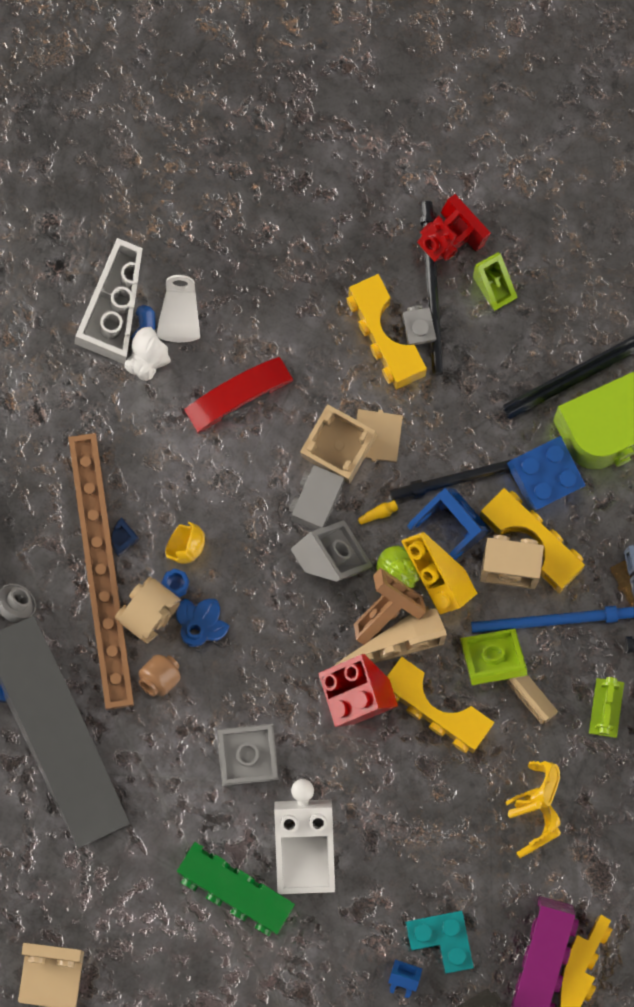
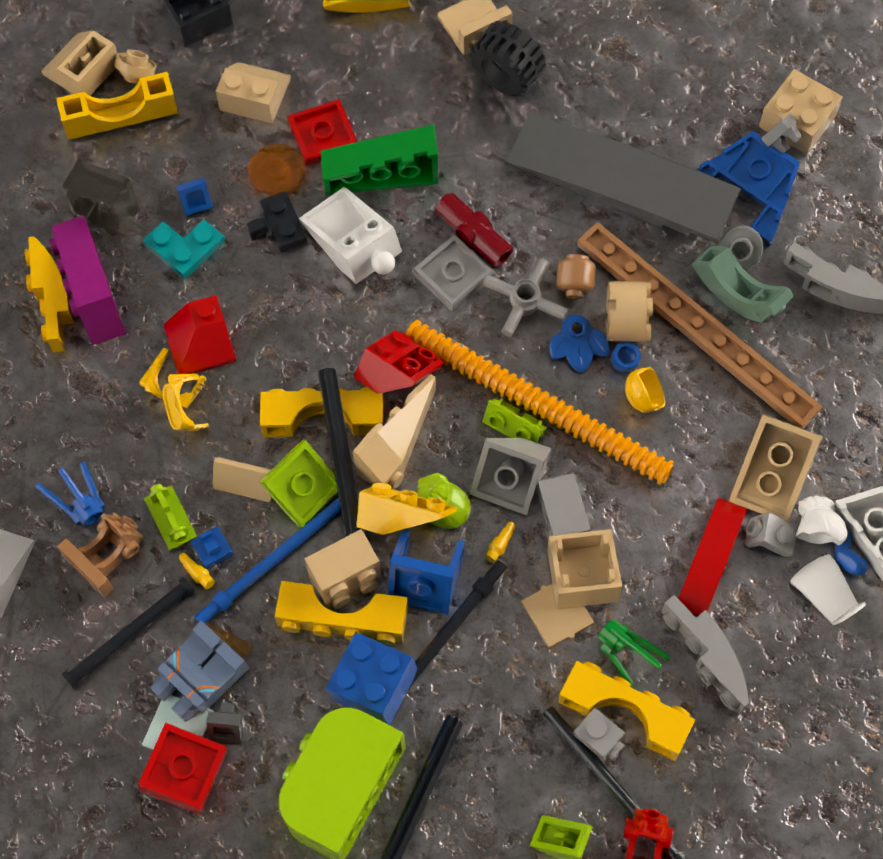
camera: 145 degrees right, 10 degrees down
(45, 568) = (737, 288): none -> sand green arch
(61, 902) = (507, 58): none -> black tyre
(123, 537) = (702, 366): dark blue tile -> none
(139, 419) = (775, 467): none -> tan slope
(185, 377) = (771, 533): none -> light grey bracket
(205, 676) = (525, 287): none -> light grey bar
(205, 776) = (474, 229): none -> dark red piece
(255, 965) = (320, 129): none -> red tile
(270, 598) = (541, 403): none -> light orange piece
(295, 582) = (505, 419): none -> lime hinge
(298, 319) = (718, 661): none -> light grey slope
(319, 956) = (276, 170): none -> clear orange tile
(351, 904) = (278, 222): none -> black hinge
(352, 385) = (618, 637): none -> green plant
(394, 597) = (428, 457): medium nougat bracket -> none
(450, 655) = (339, 449): none -> black axle
(487, 842) = (199, 337): none -> red slope
(591, 661) = (212, 547): none -> blue tile
(613, 648) = (197, 571): none -> yellow piece

